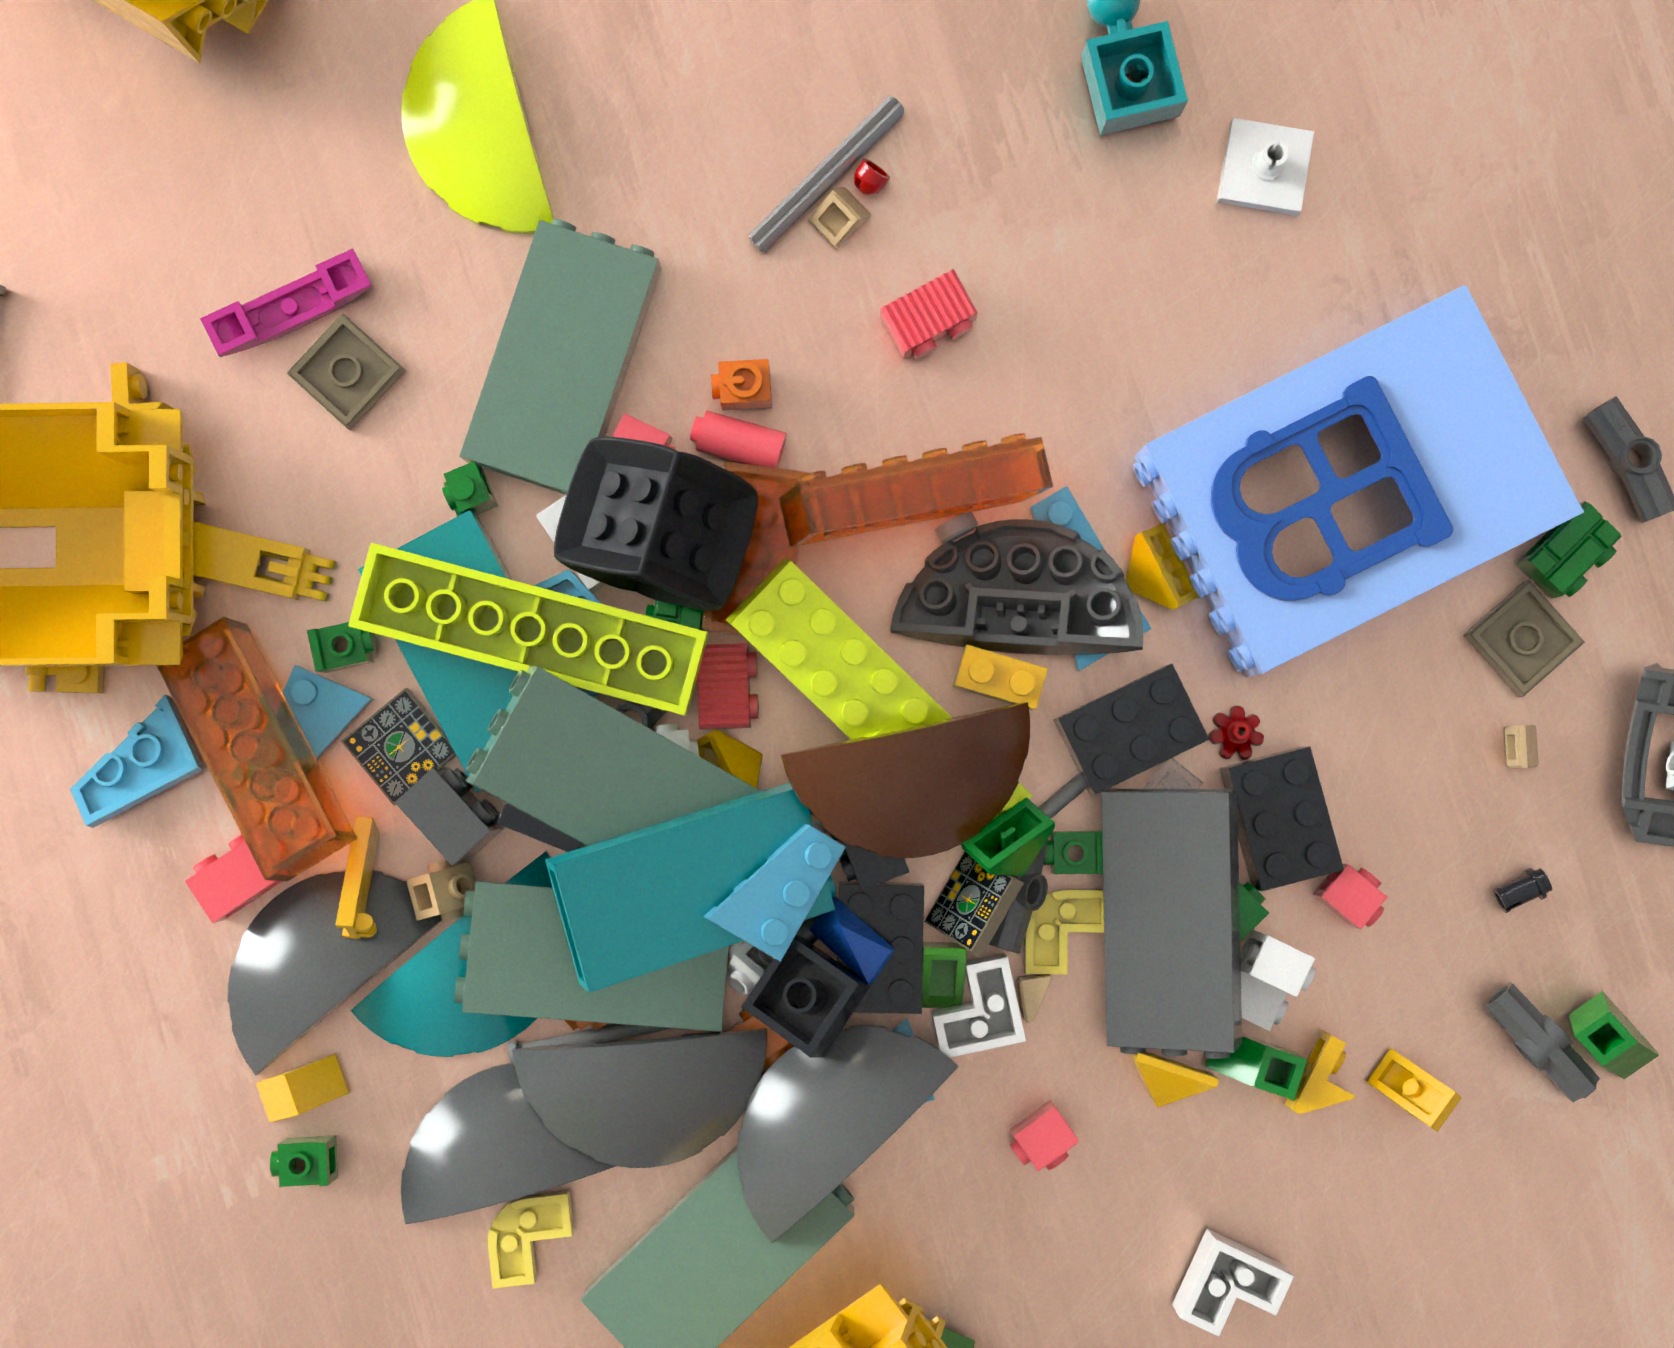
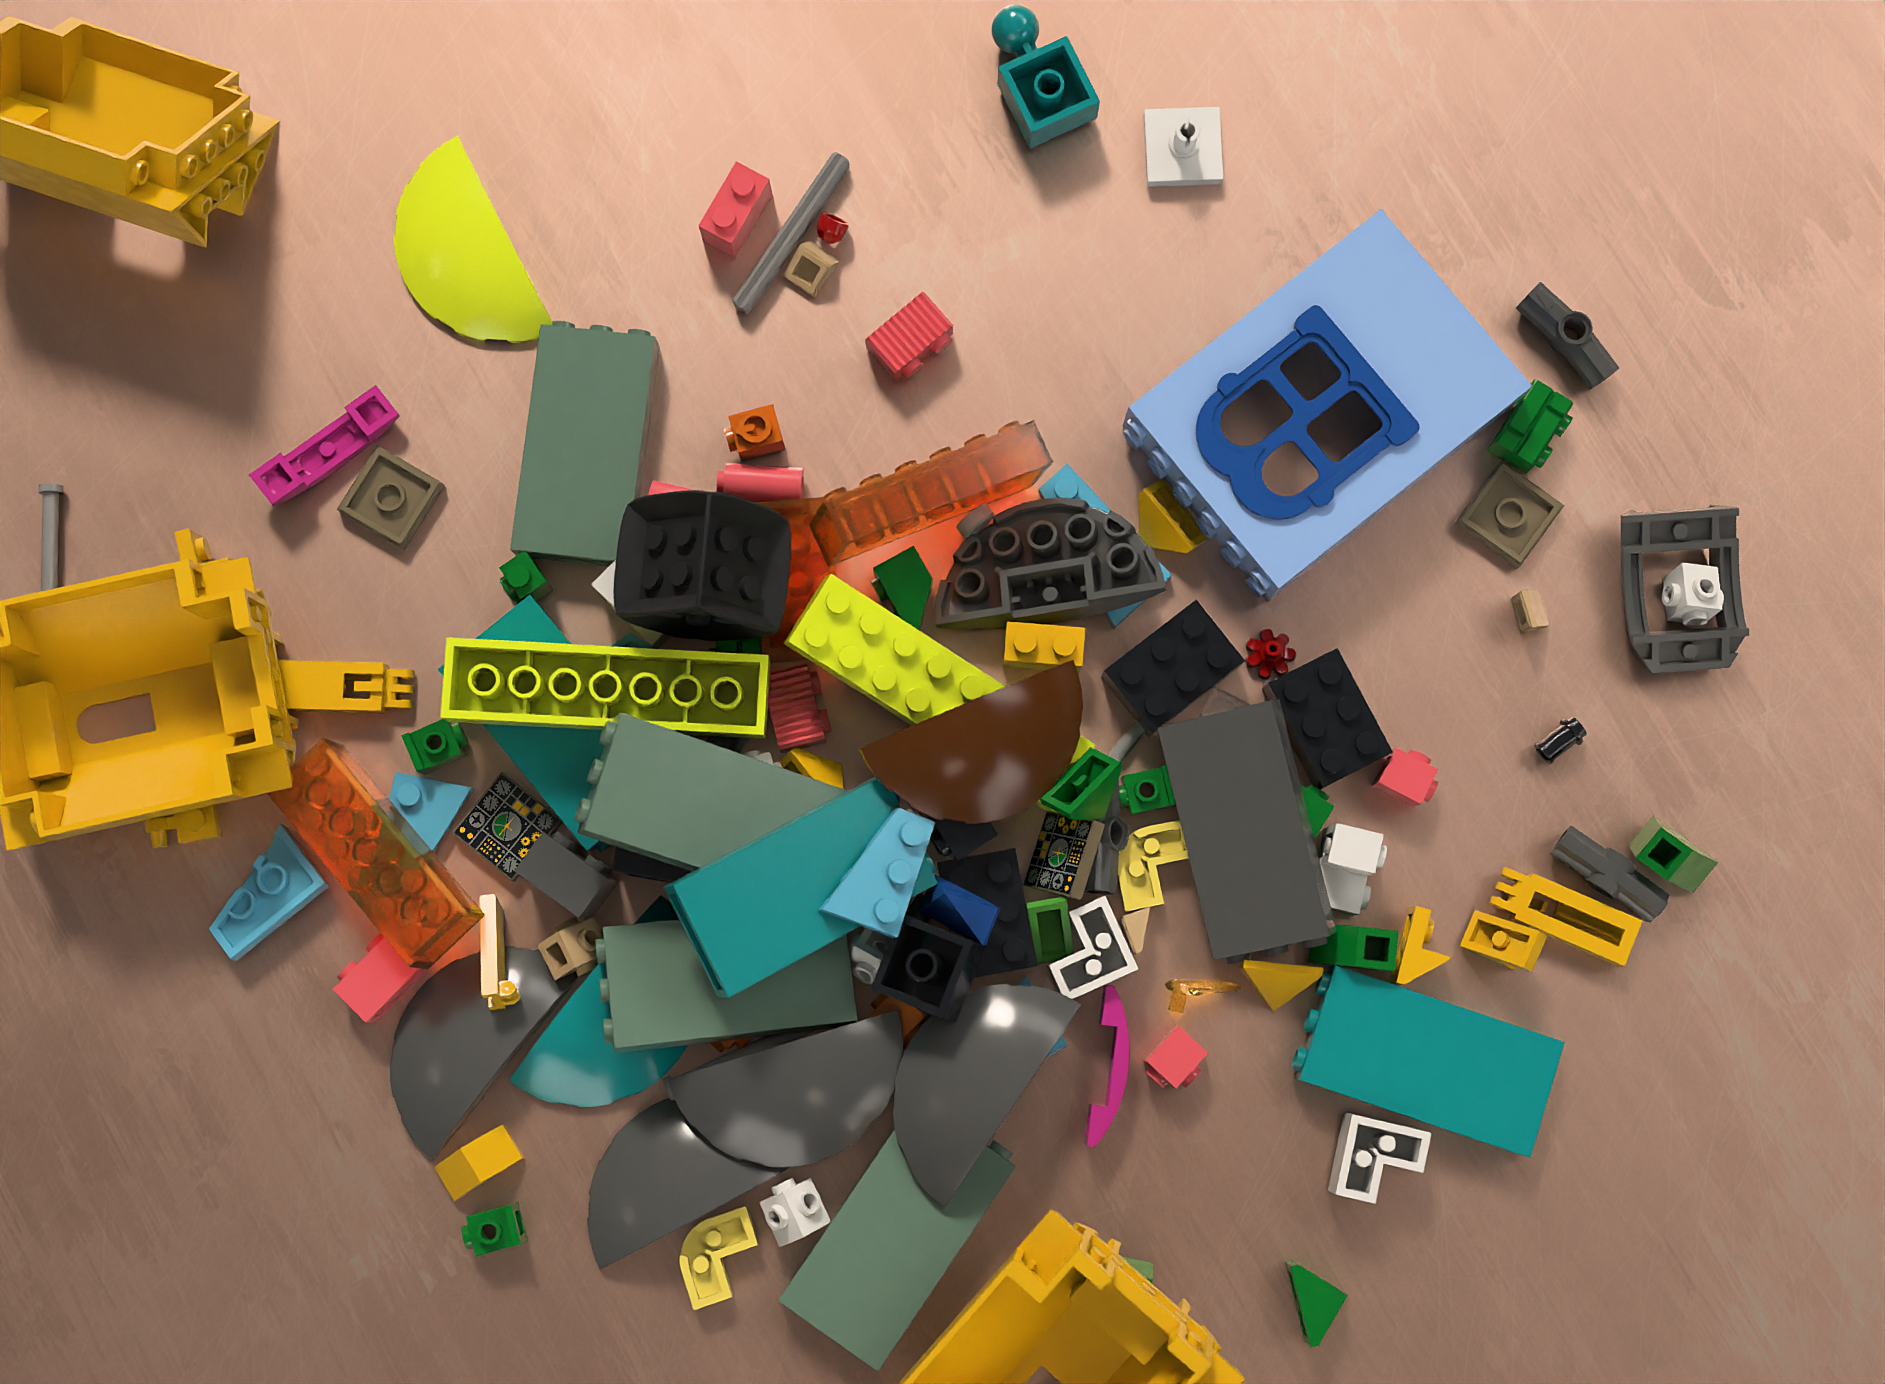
camera: 15 degrees left, 5 degrees down
(616, 1210) = (794, 1210): none -> white brick
(772, 137) = (735, 209): none -> coral brick
(869, 583) = (905, 585): none -> green slope
(955, 1179) = (1101, 1116): none -> dark pink slope
(1070, 1064) = (1196, 987): none -> clear yellow bar
(1306, 1196) = (1428, 1060): none -> teal brick
(1493, 1080) = (1576, 919): none -> yellow hinge

